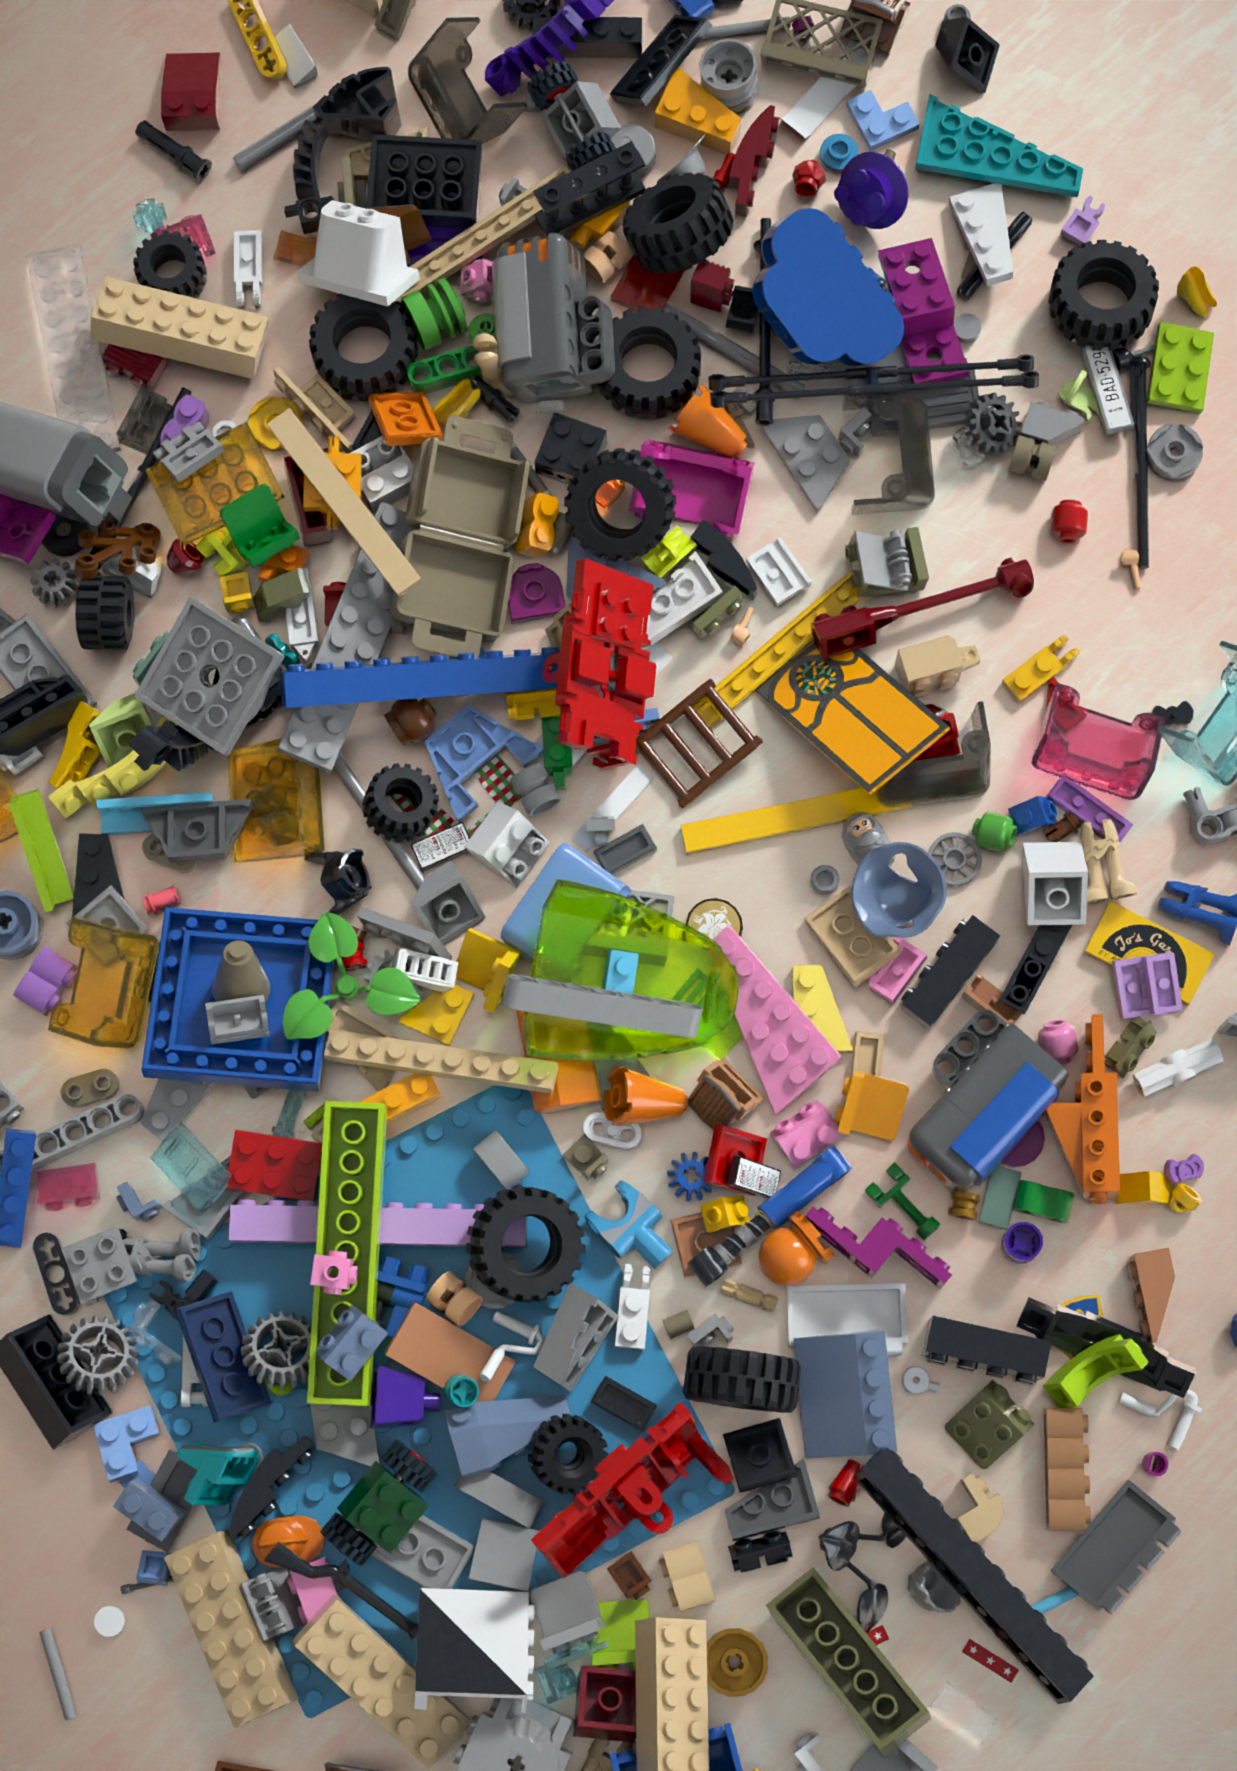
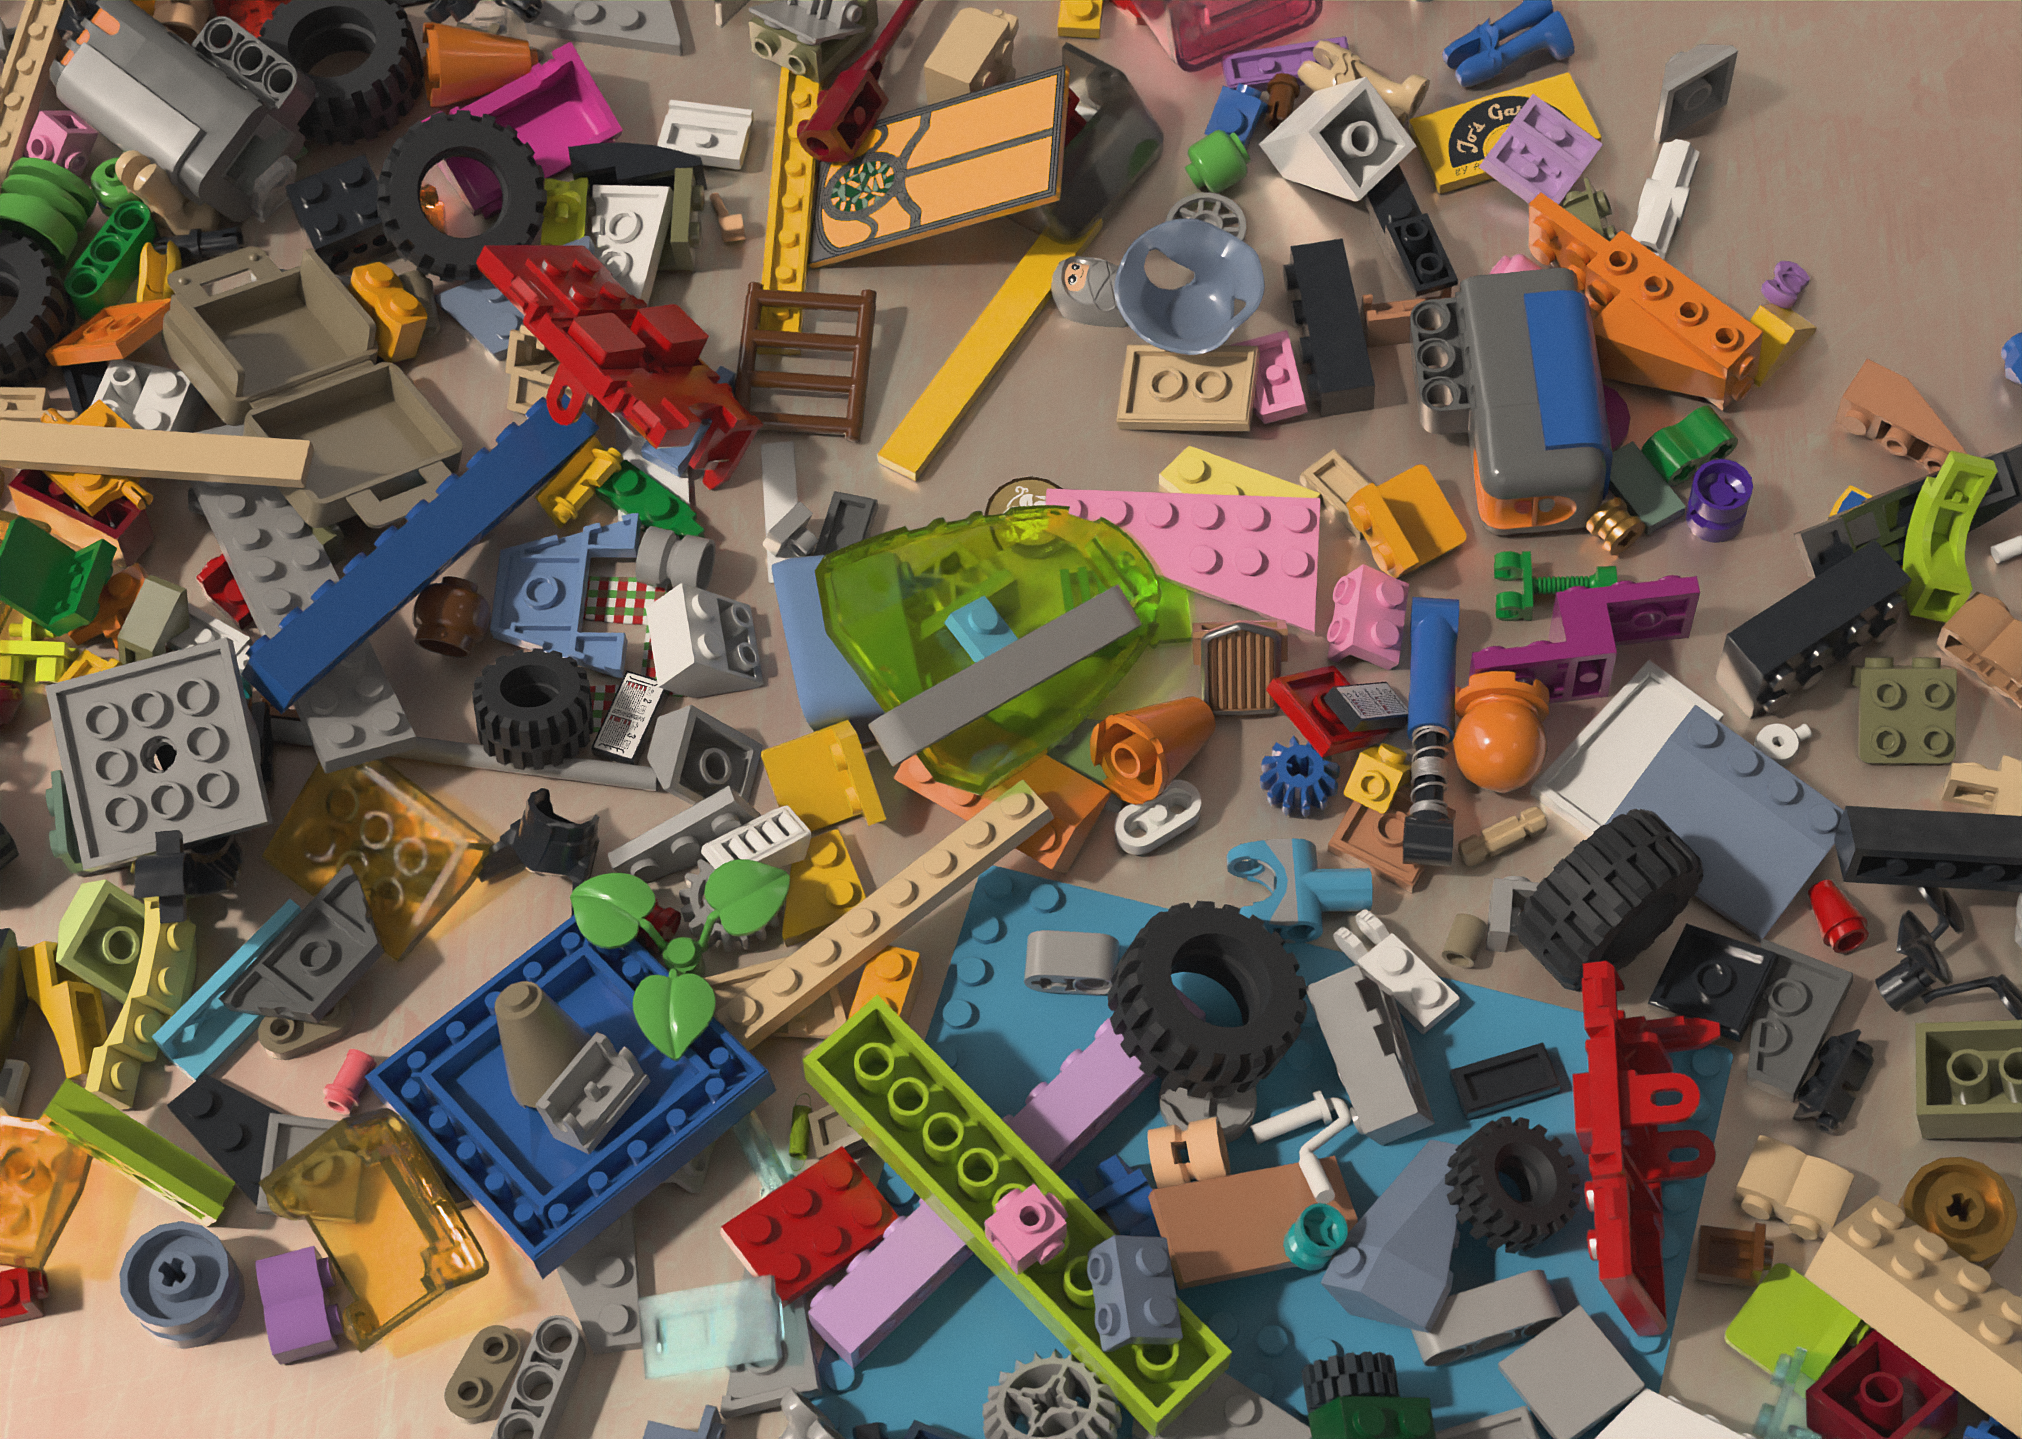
camera: 45 degrees left, 15 degrees down
(399, 1398) = (1258, 1326): dark purple torso -> none
(535, 594) = (459, 384): magenta tile -> none
(566, 1612) = (1714, 1363): light grey bracket -> none
(587, 1158) = (1163, 874): dark tan bracket -> none
(824, 879) = (1094, 368): light grey tile -> none
(1186, 1196) = (1820, 304): yellow tile -> none

